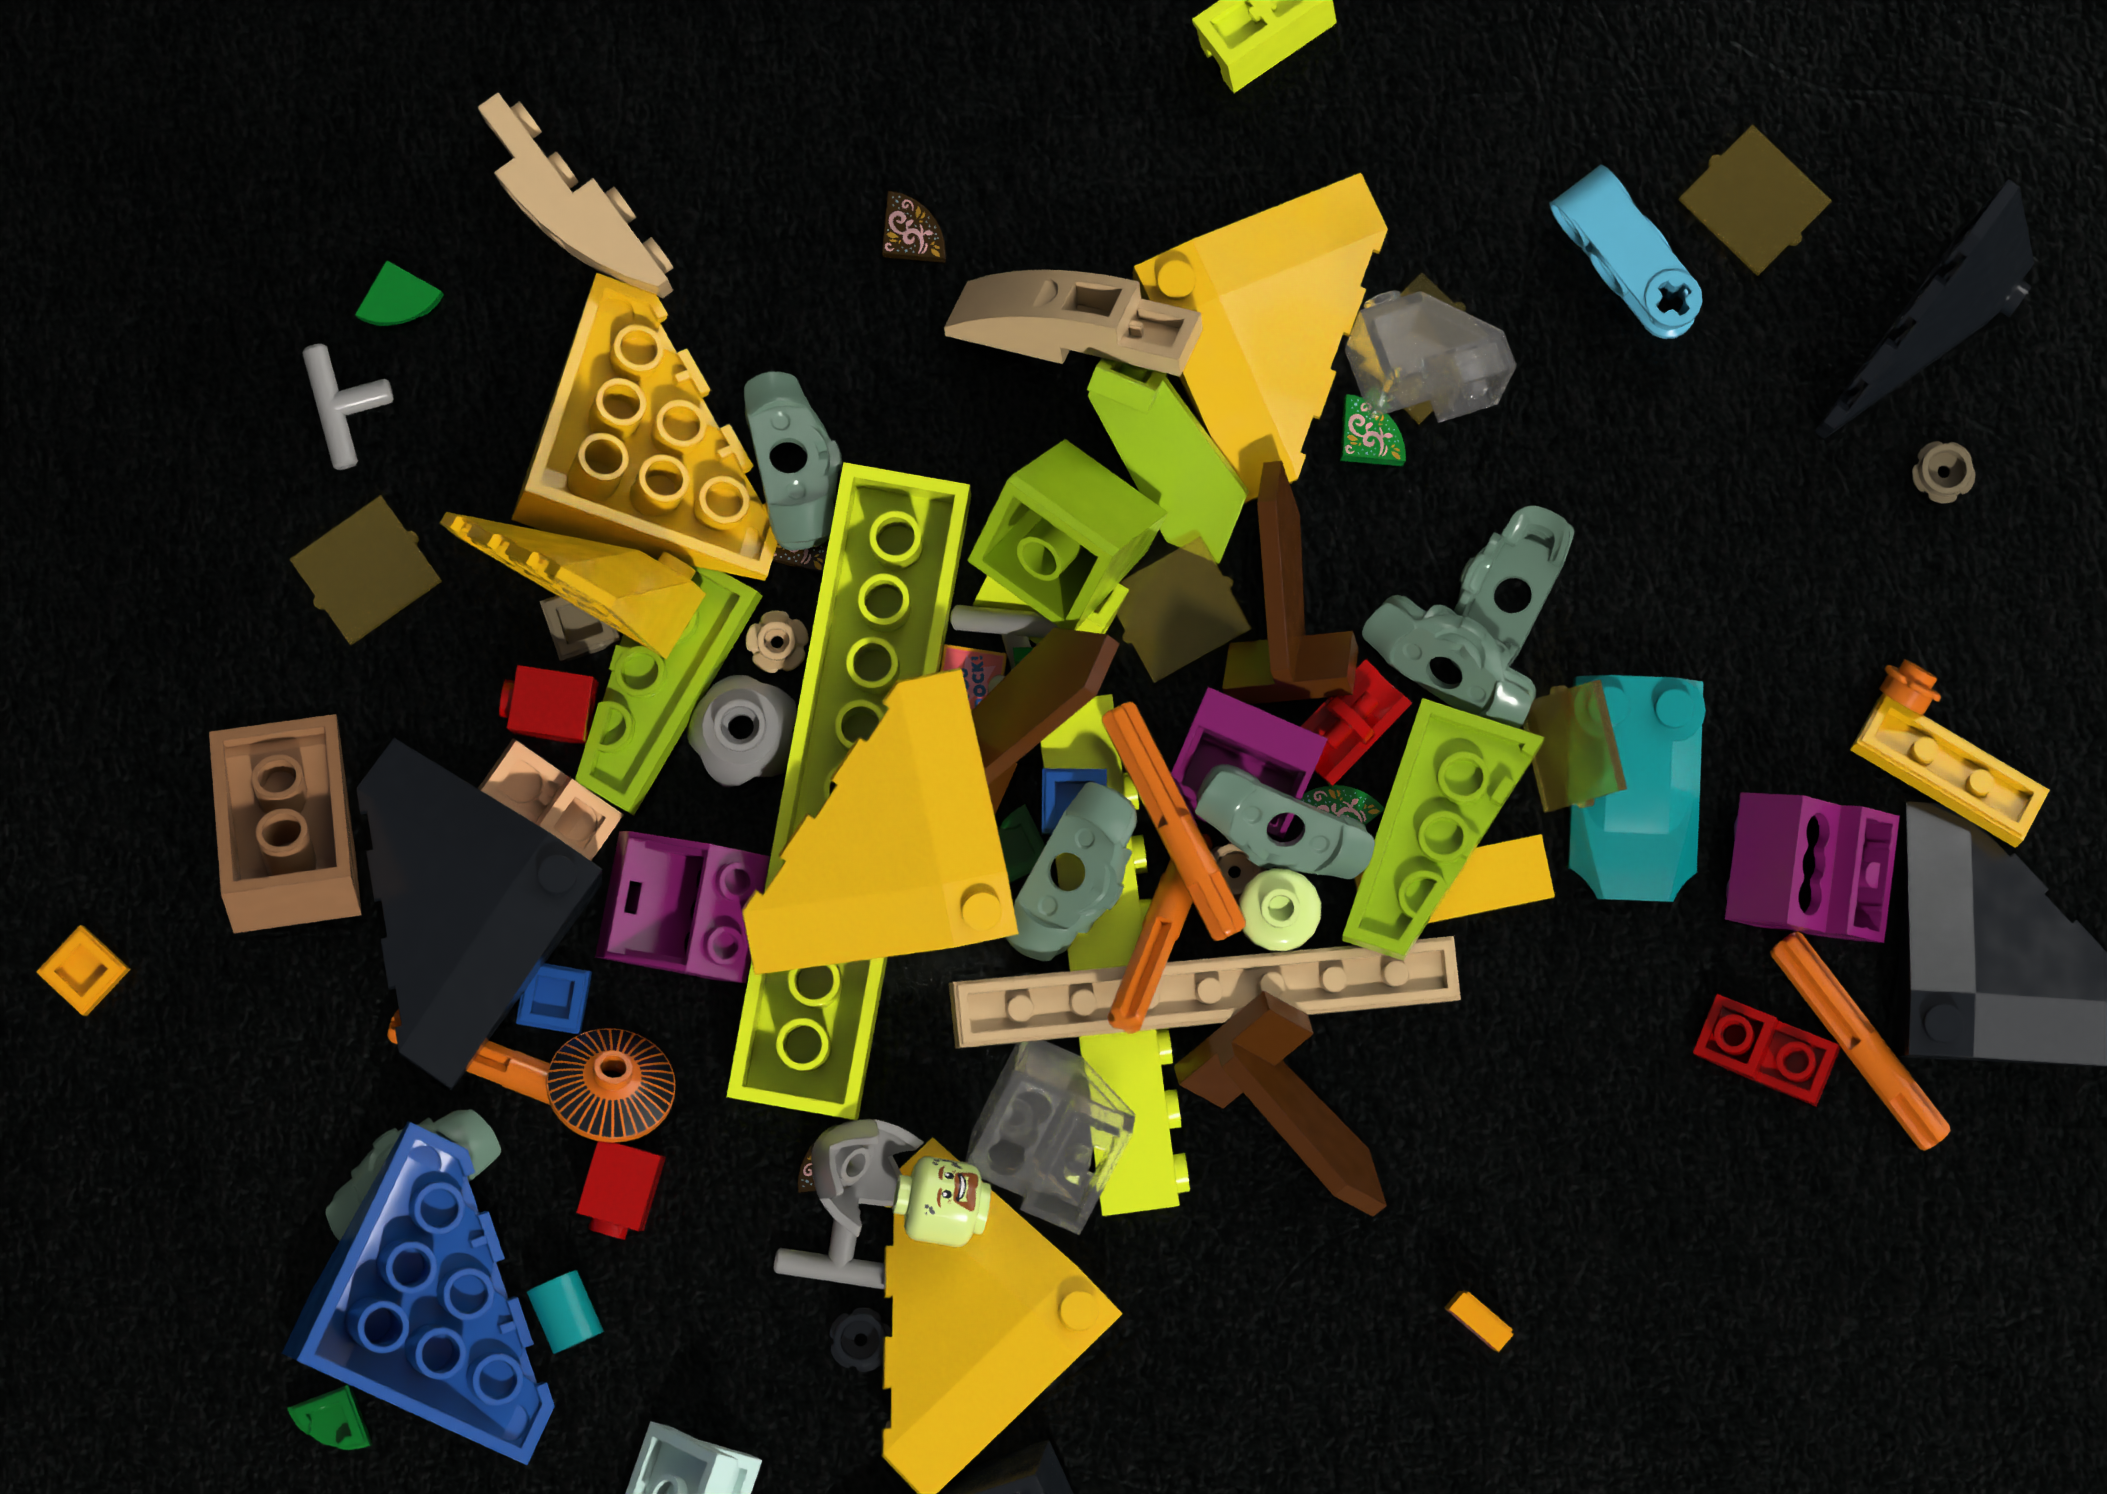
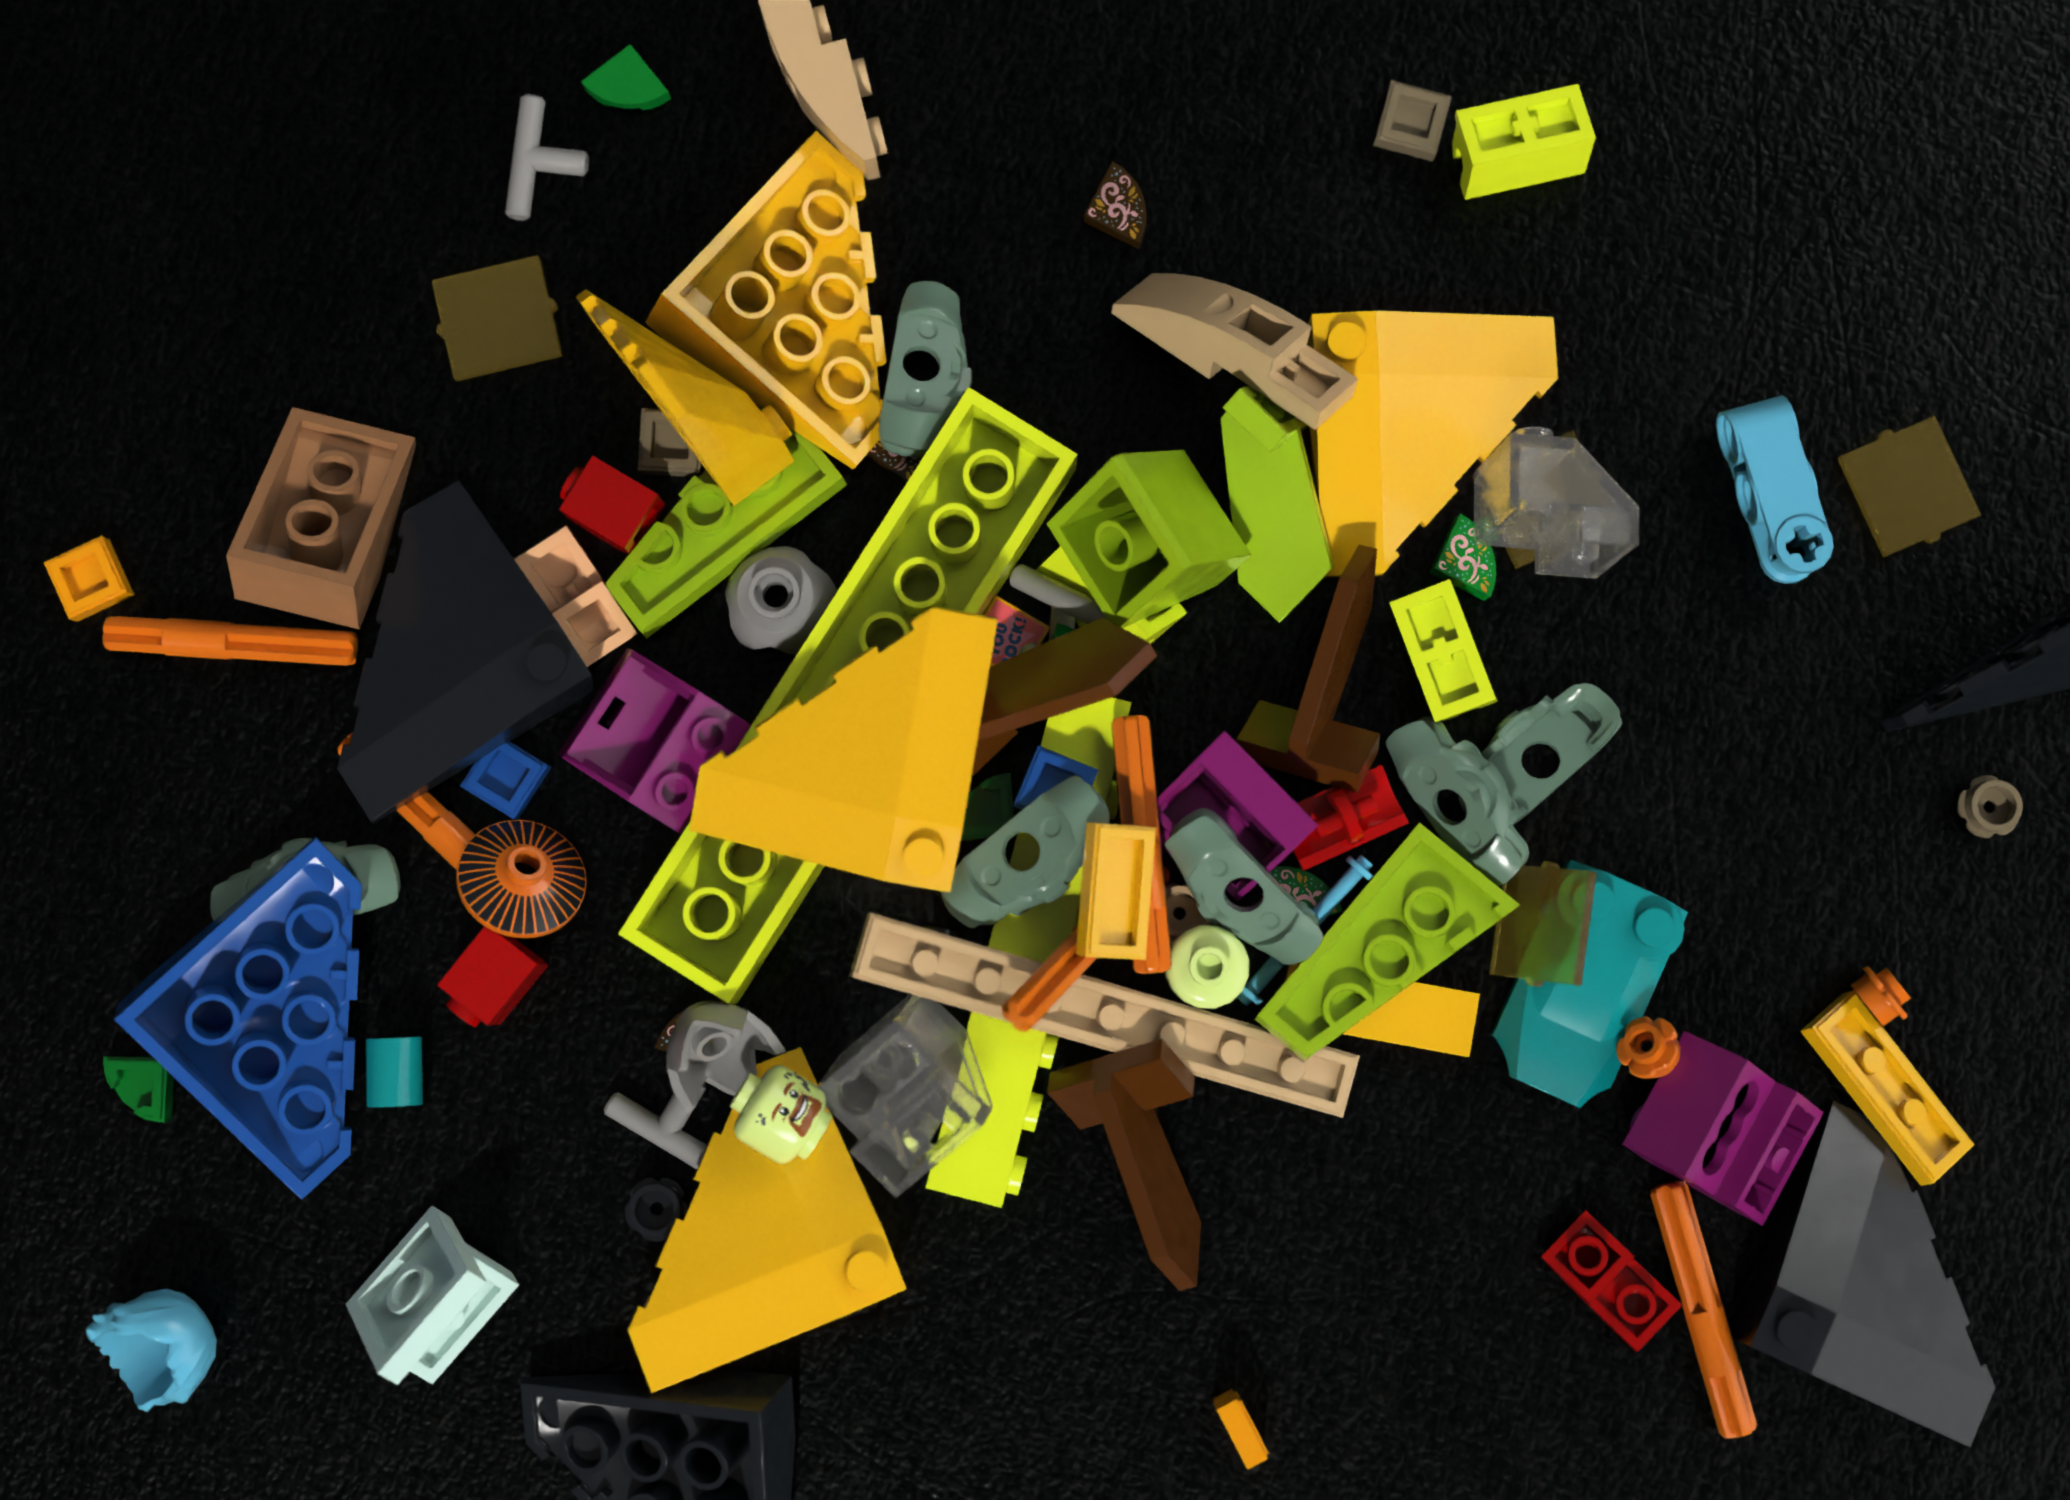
camera: 20 degrees right, 0 degrees up
(242, 974) = (229, 640): none -> orange axle
(792, 651) = (843, 515): tan plate -> none
(1154, 38) = (1412, 120): none -> dark tan tile
(1167, 872) = (1115, 891): none -> yellow tile
(1180, 610) = (1226, 651): clear yellow piece -> none
(1365, 814) = (1323, 908): none -> medium azure axle
(1382, 530) = (1443, 651): none -> neon yellow hinge
(1727, 824) = (1663, 1054): none -> orange plate

